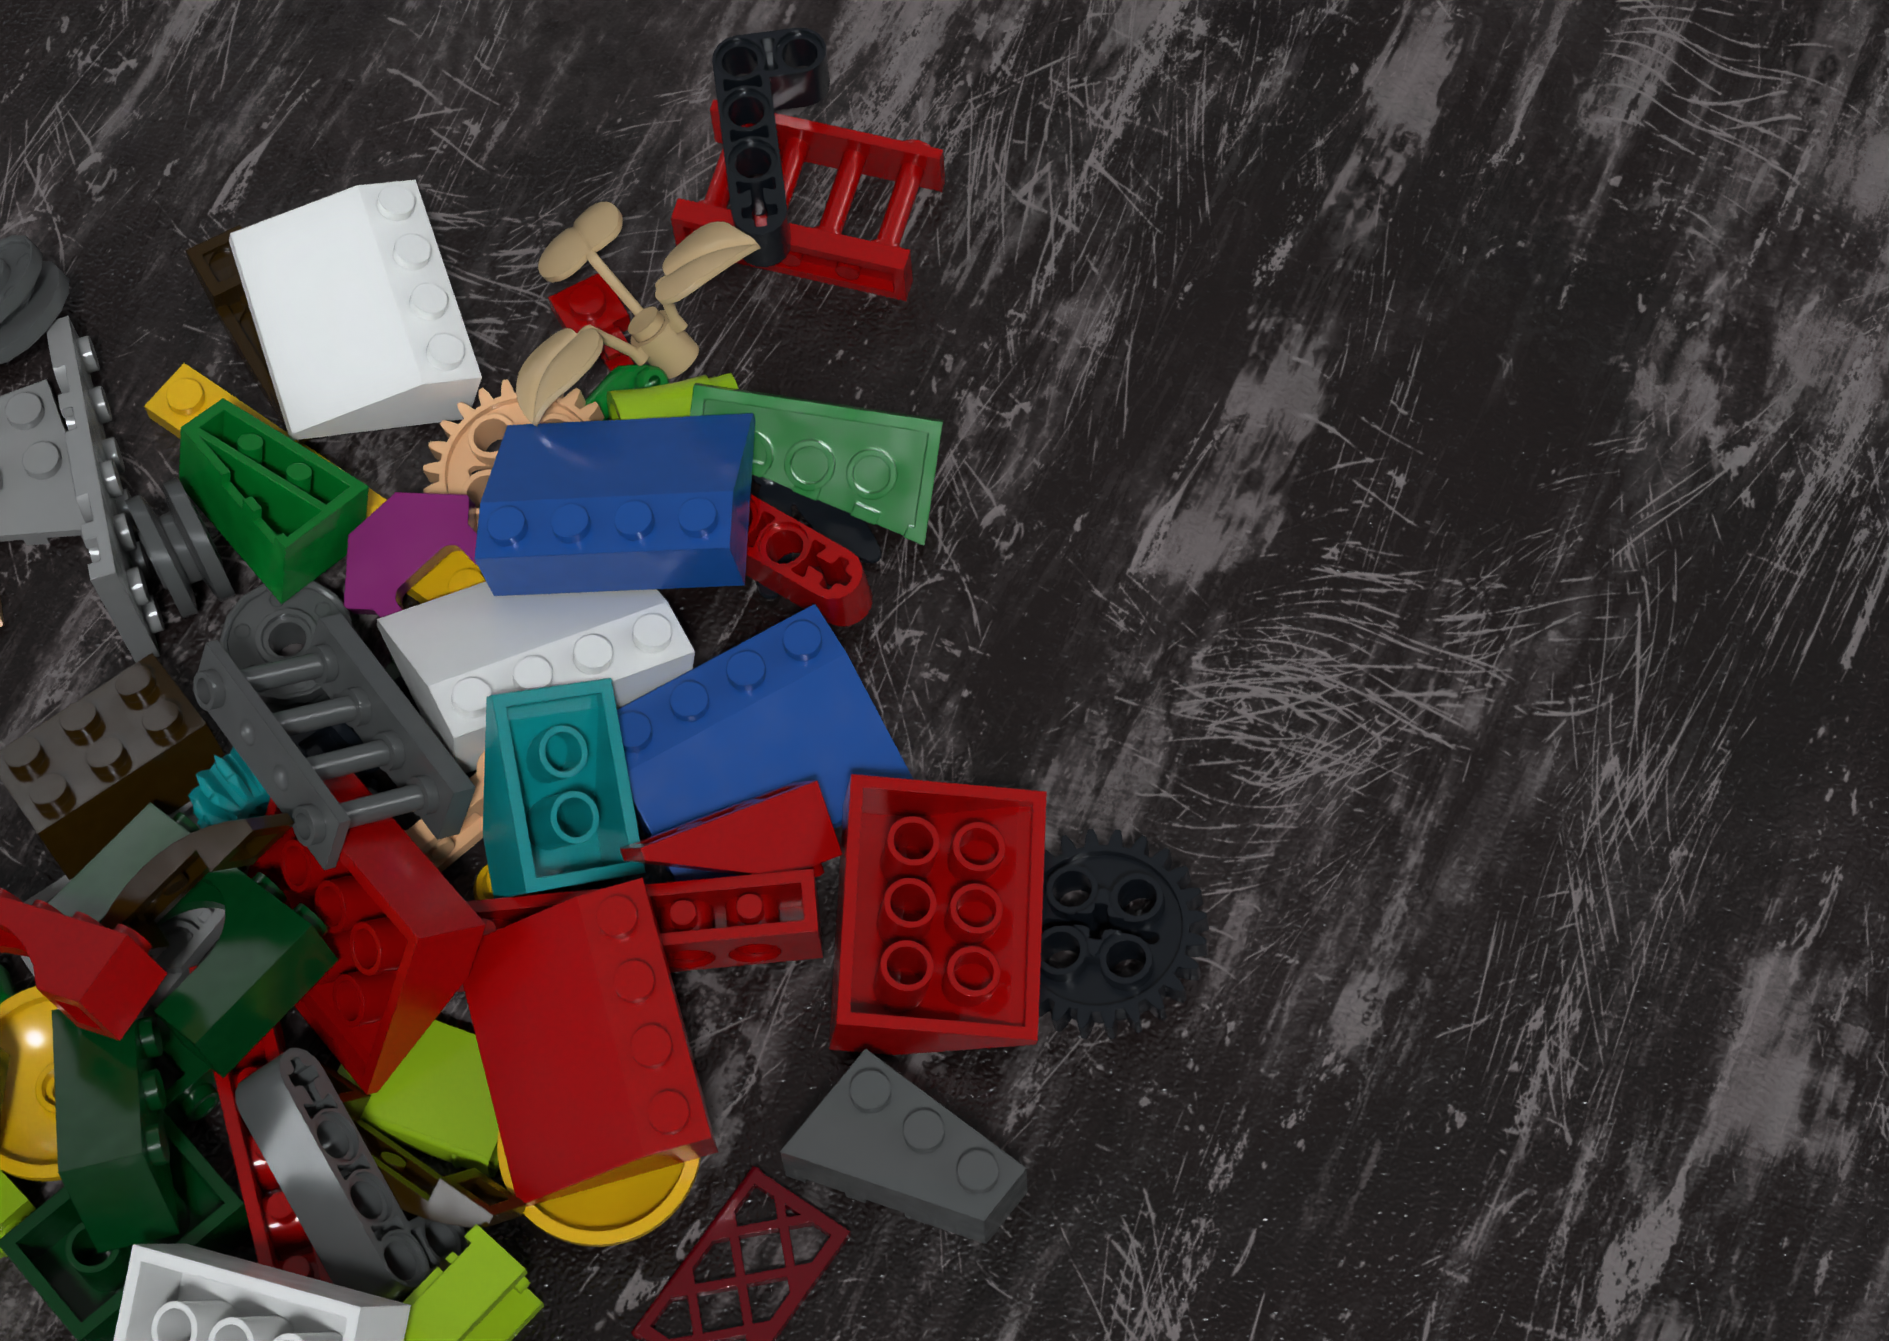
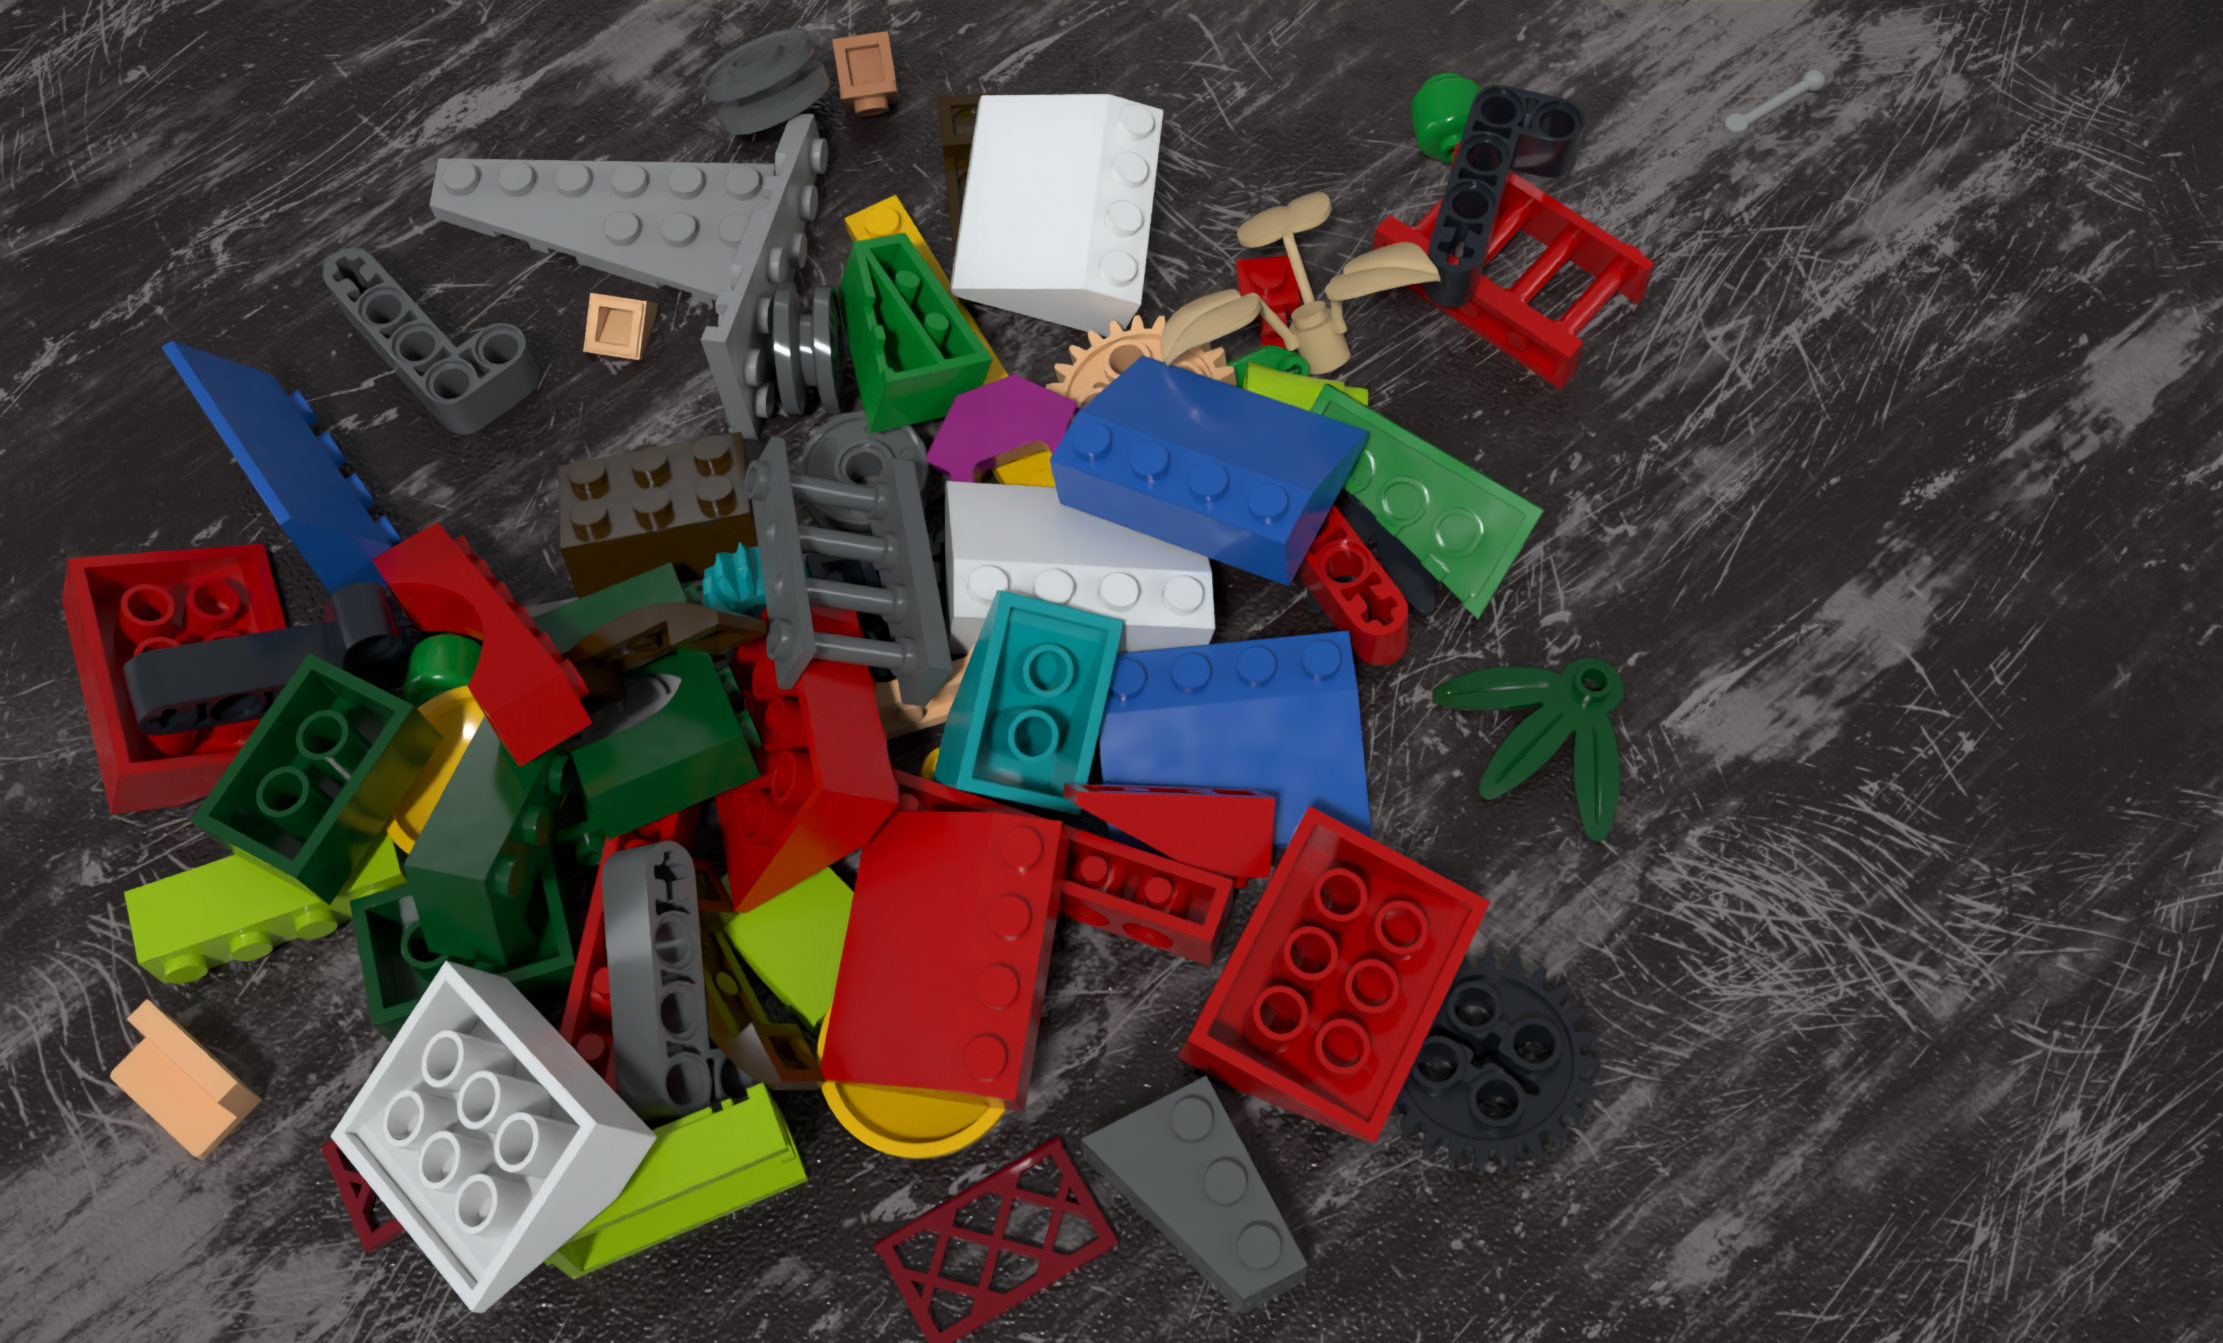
camera: 25 degrees right, 0 degrees up
(95, 253) = (866, 73): none -> nougat bracket
(684, 79) = (1441, 113): none -> green head
(1038, 595) = (1564, 710): none -> dark green plant

